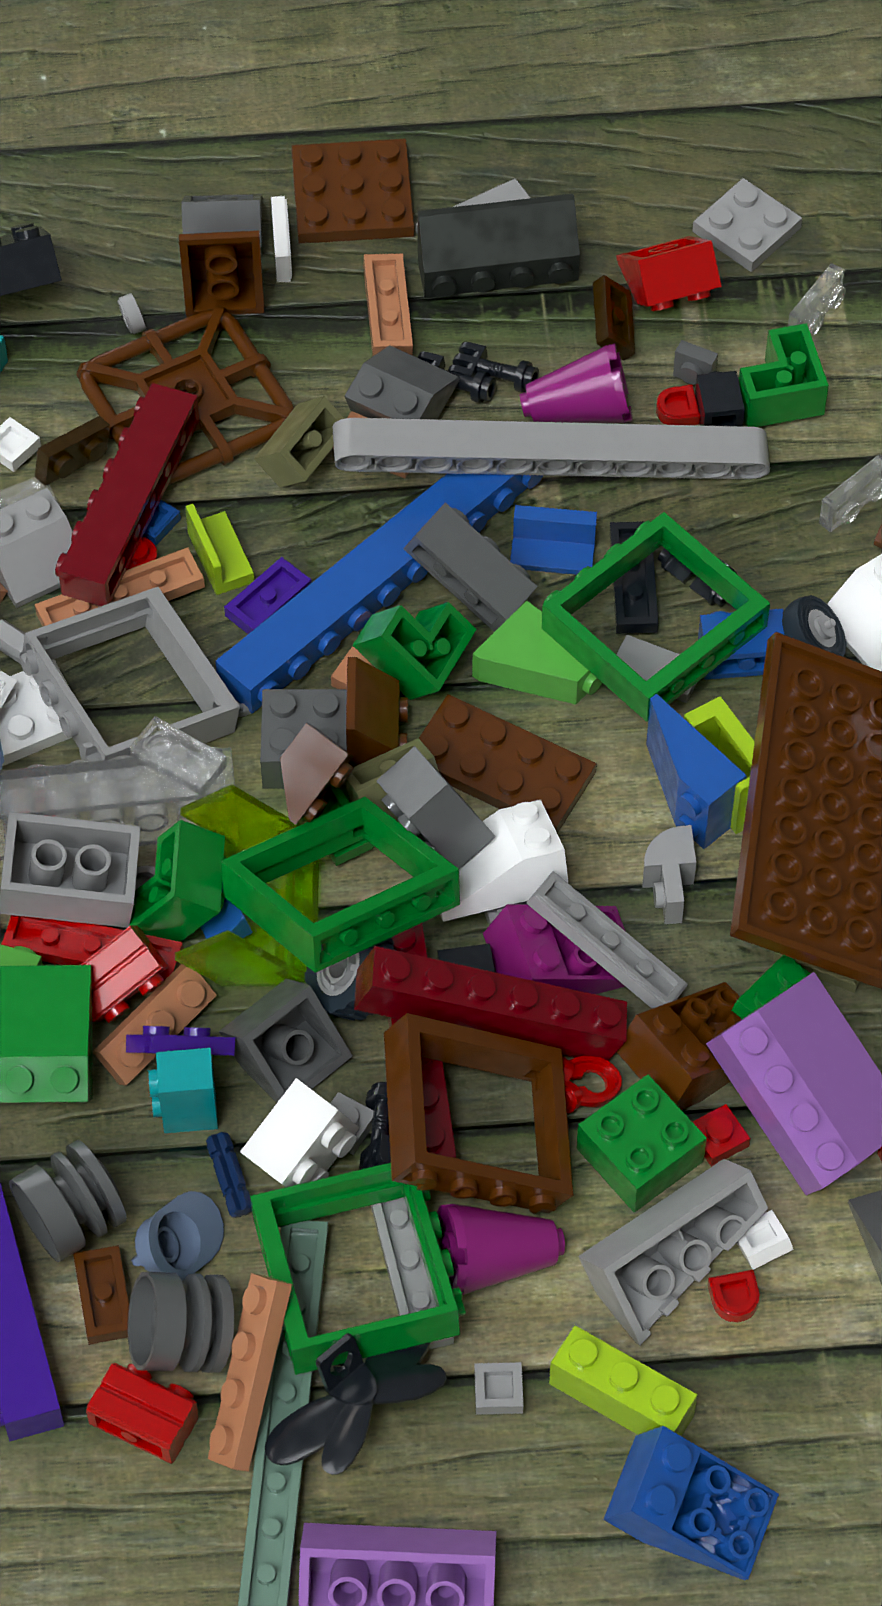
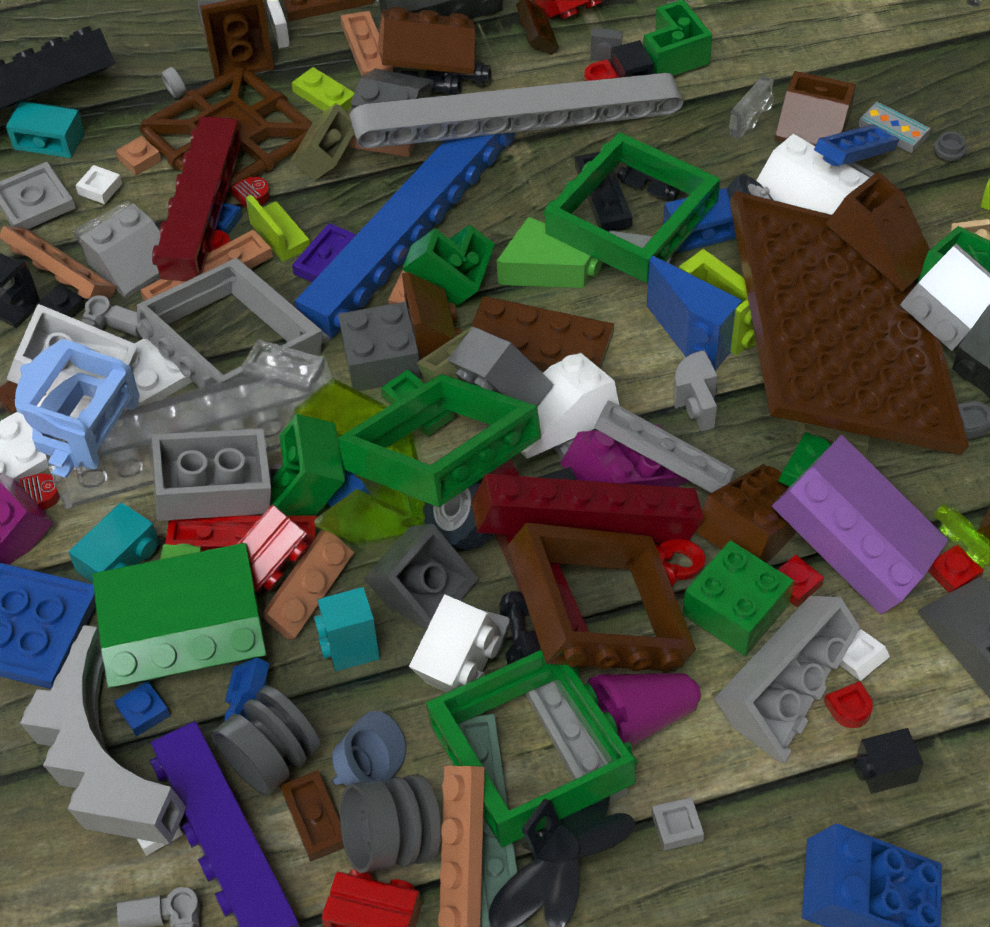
camera: 10 degrees left, 5 degrees down
(60, 1127) = (244, 684): none -> blue plate
(68, 409) = (138, 155): none -> nougat plate
(72, 451) = (147, 178): dark brown plate -> none
(158, 1039) = (315, 589): dark purple plate -> none
(198, 489) = (251, 186): none -> red tile
(229, 1174) = (399, 693): dark blue axle -> none
(309, 770) = (394, 356): slope -> none
(318, 362) = (322, 90): none -> lime plate
(462, 322) = (427, 40): none -> reddish brown slope
(470, 566) = (478, 200): dark grey brick -> none
(553, 539) = (533, 175): blue panel -> none
(581, 391) = (529, 67): magenta cone -> none
(620, 1385) = (781, 799): lime brick -> none
(752, 1368) = (888, 761): none -> black brick

